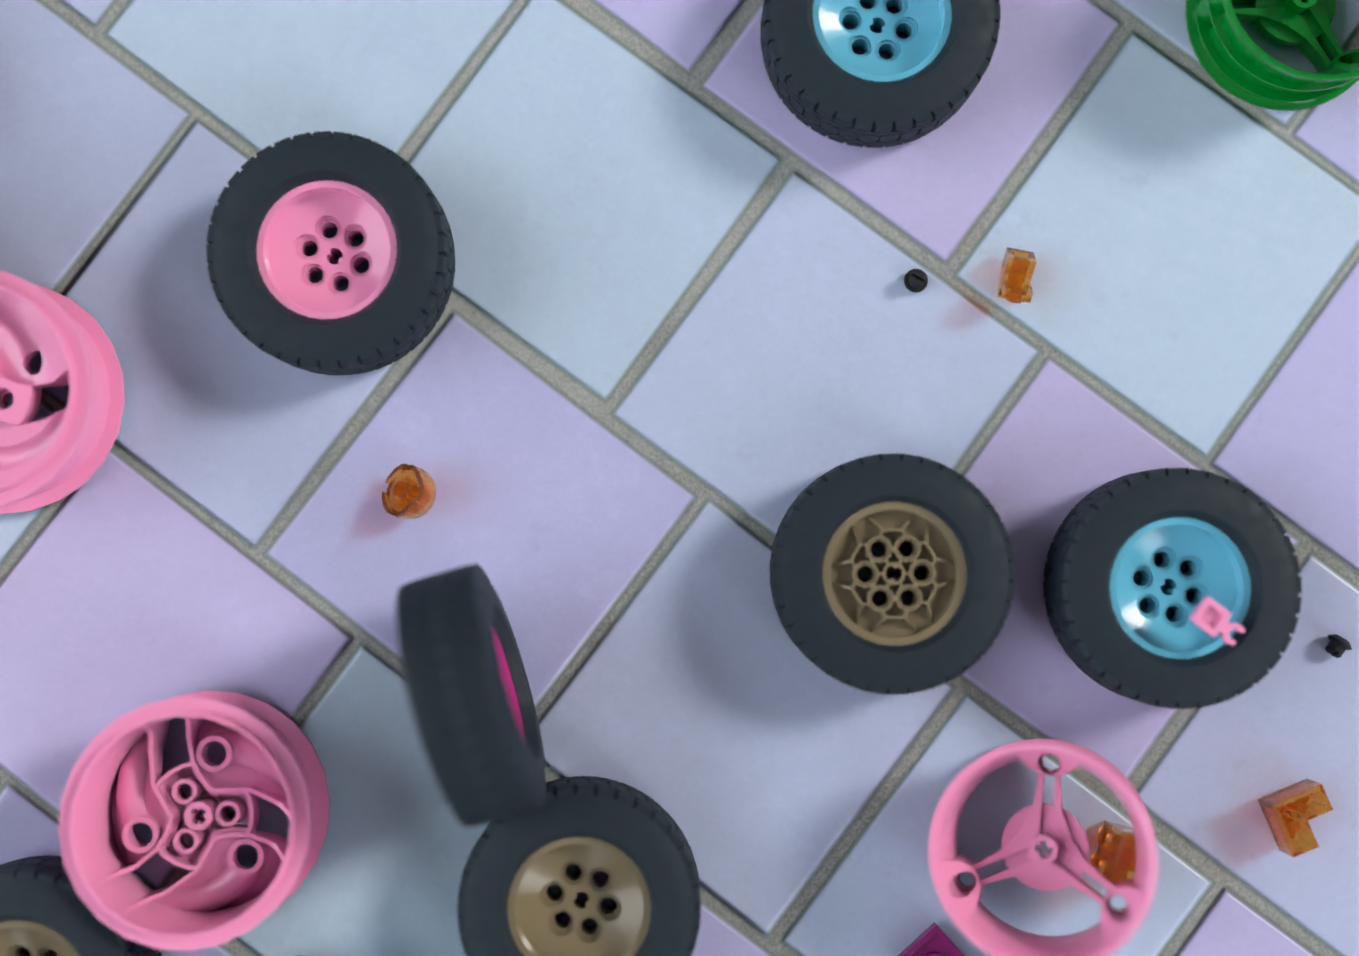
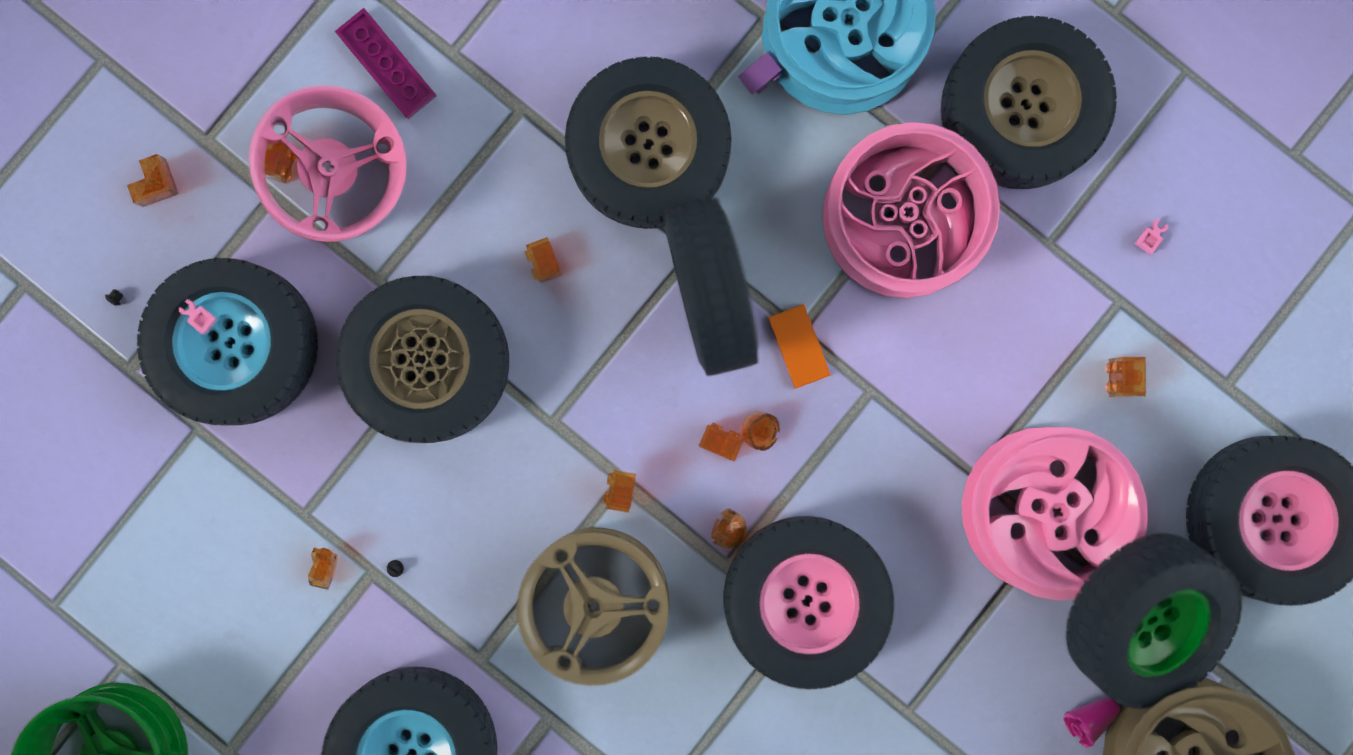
camera: 170 degrees left, 0 degrees up
(358, 614) = (799, 346): none -> orange tile
(448, 351) = (729, 530): none -> clear orange cylinder
(463, 472) = (721, 442): none -> clear orange brick
(602, 397) = (620, 491): none -> clear orange brick
(619, 215) = (597, 621): none -> dark tan wheel
(727, 724) = (543, 260): none -> clear orange brick

